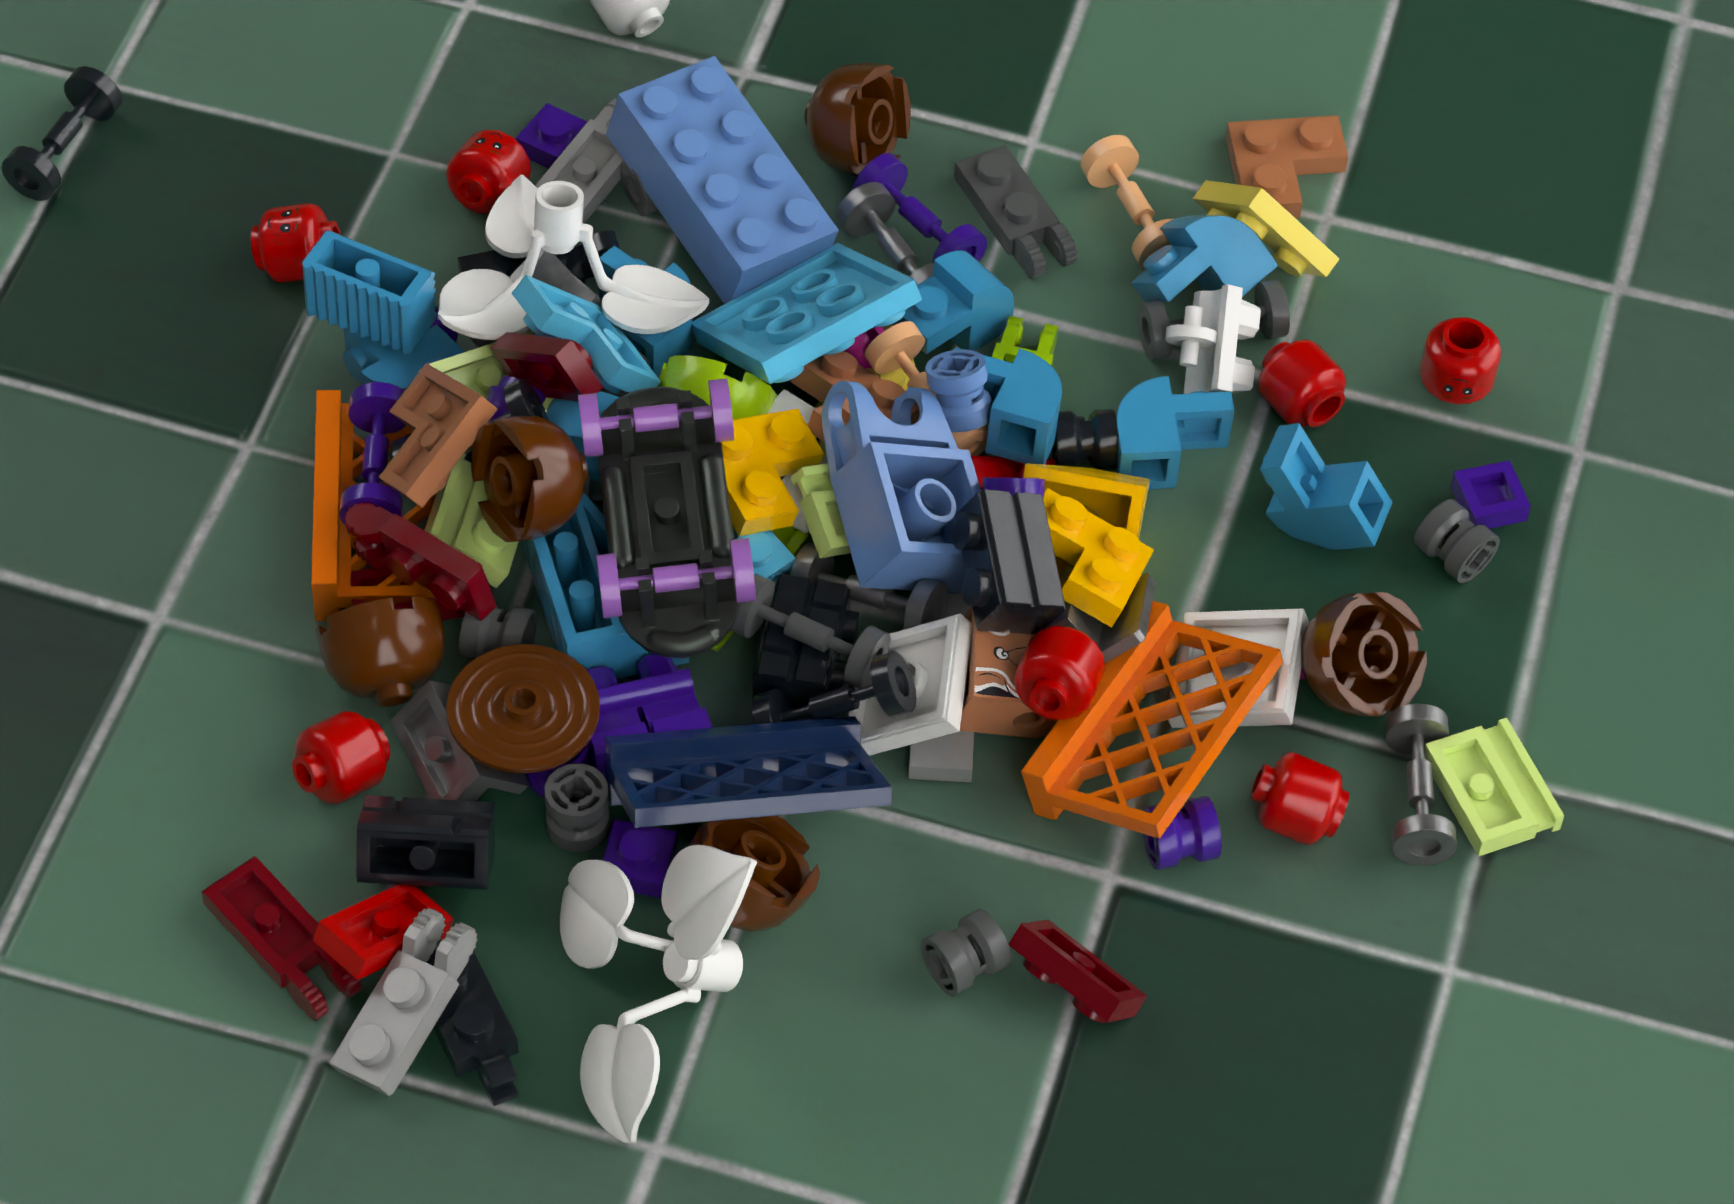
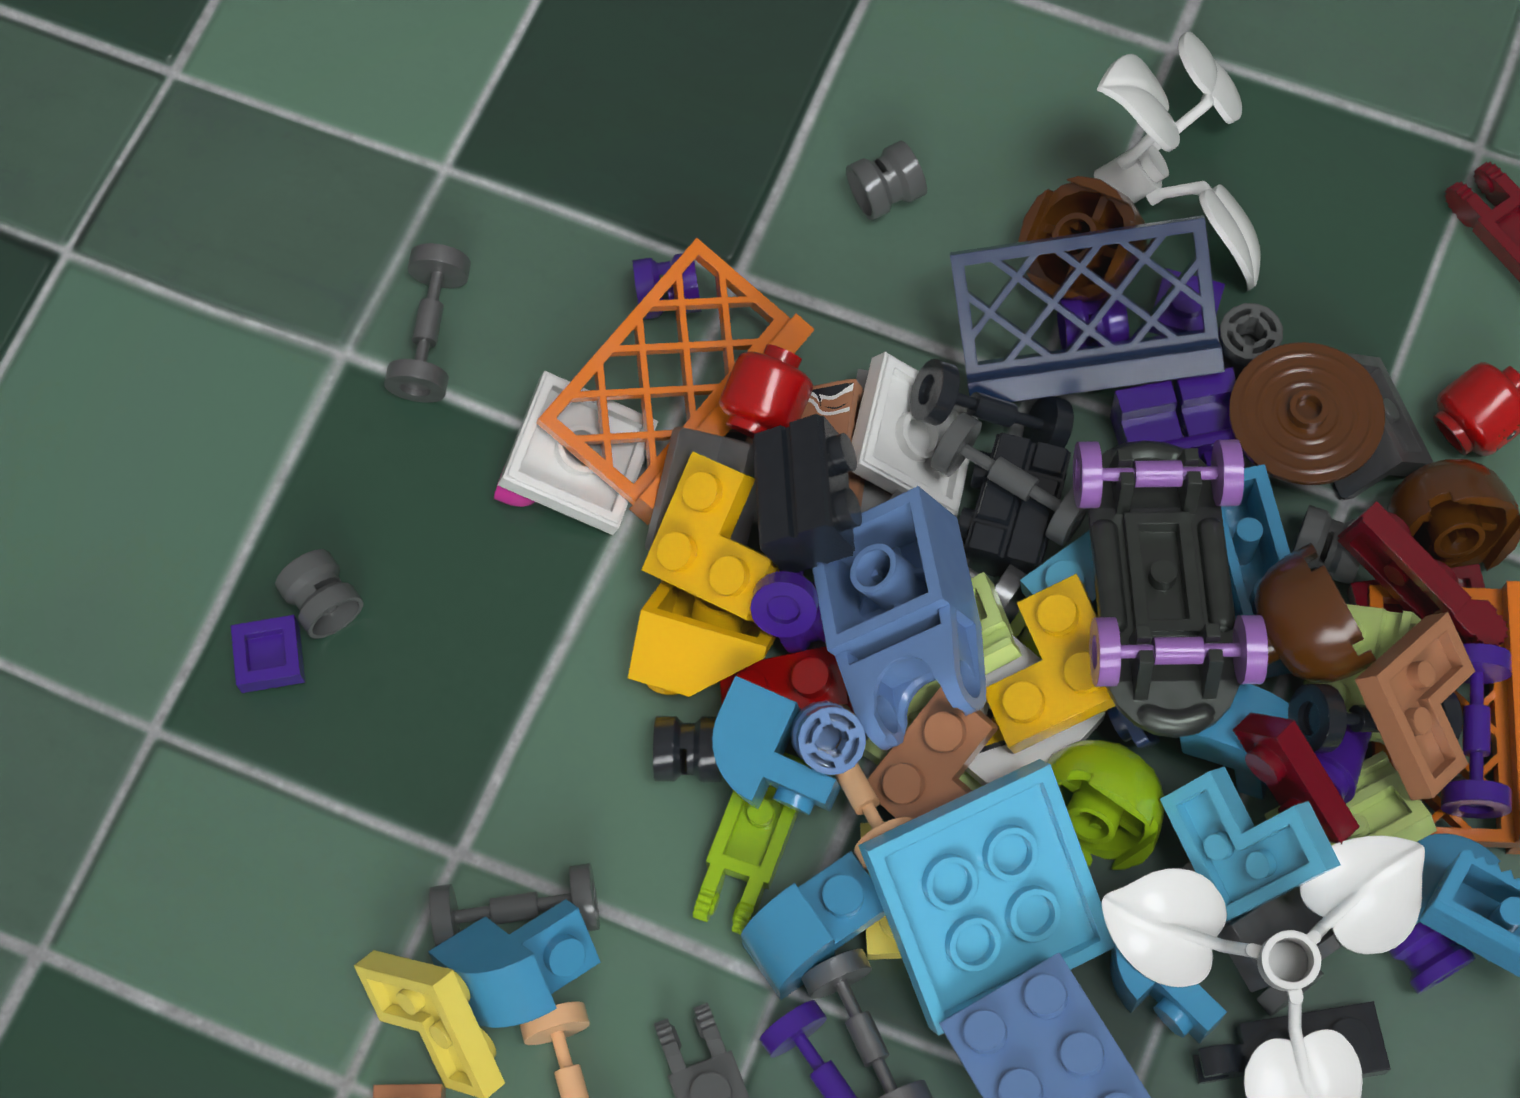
camera: 165 degrees left, 15 degrees up
(373, 930) = (1431, 218): red plate -> none
(405, 1003) = (1409, 146): light grey hinge -> none
(426, 842) = (1395, 307): black brick -> none
(478, 1033) = (1346, 160): black plate -> none
(1060, 959) = (786, 158): dark red plate -> none
(1160, 424) = (612, 763): dark azure brick -> none
(1211, 338) = (524, 849): white hips -> none
(1299, 798) = (547, 310): red head -> none
(1302, 383) = (434, 807): red head -> none
(1321, 502) = (445, 647): dark azure brick -> none
(1363, 654) = (457, 445): reddish brown cylinder -> none
(1460, 360) = (253, 813): red head -> none
(1493, 787) = (357, 321): yellowish green plate -> none

